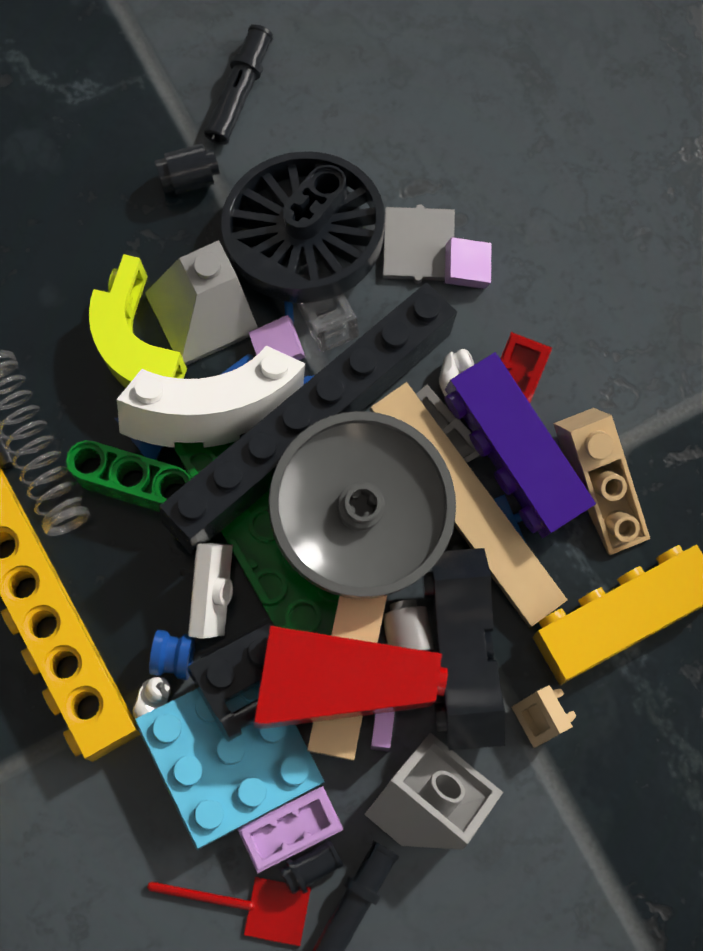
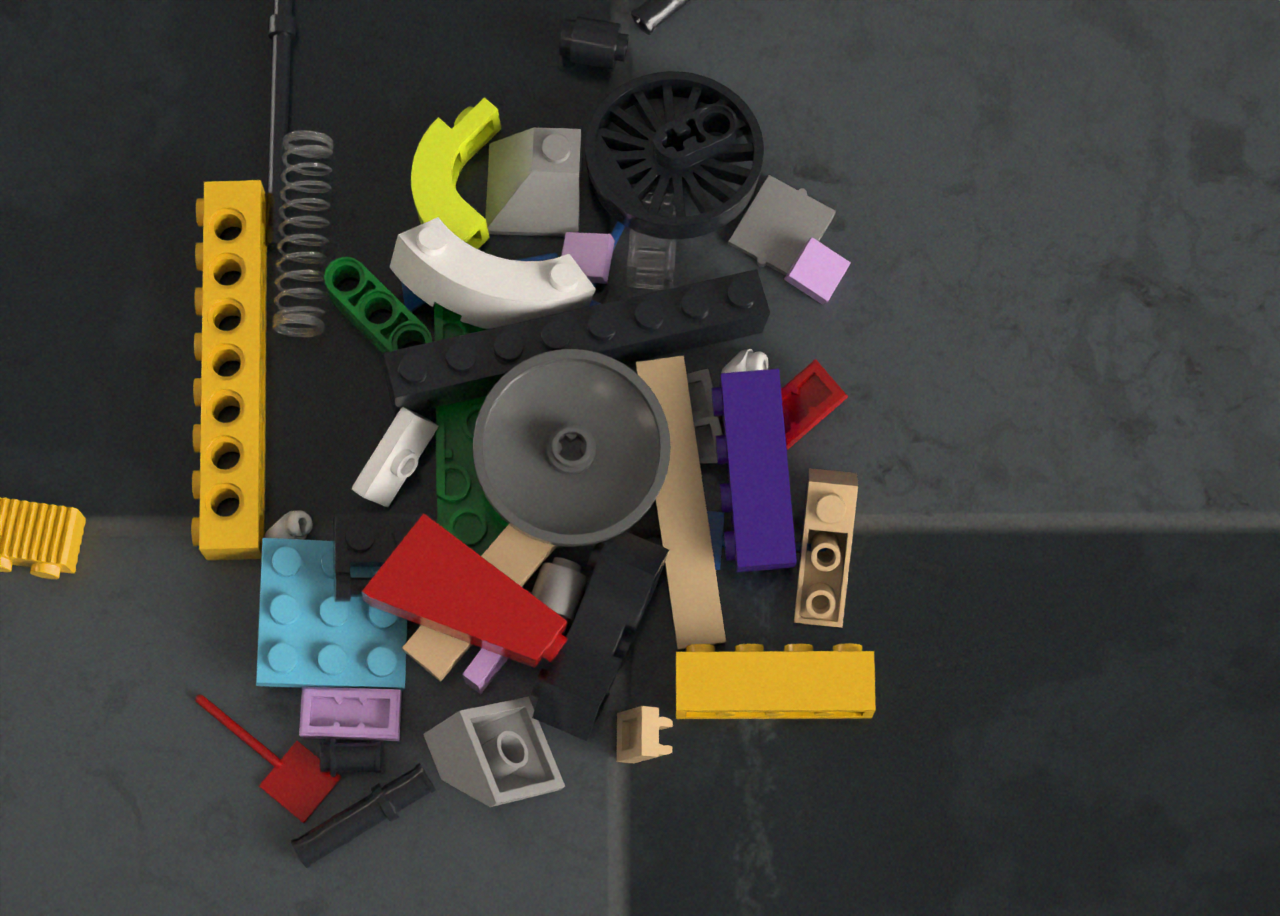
camera: 30 degrees right, 0 degrees up
(171, 654) = (328, 497): blue wheel -> none

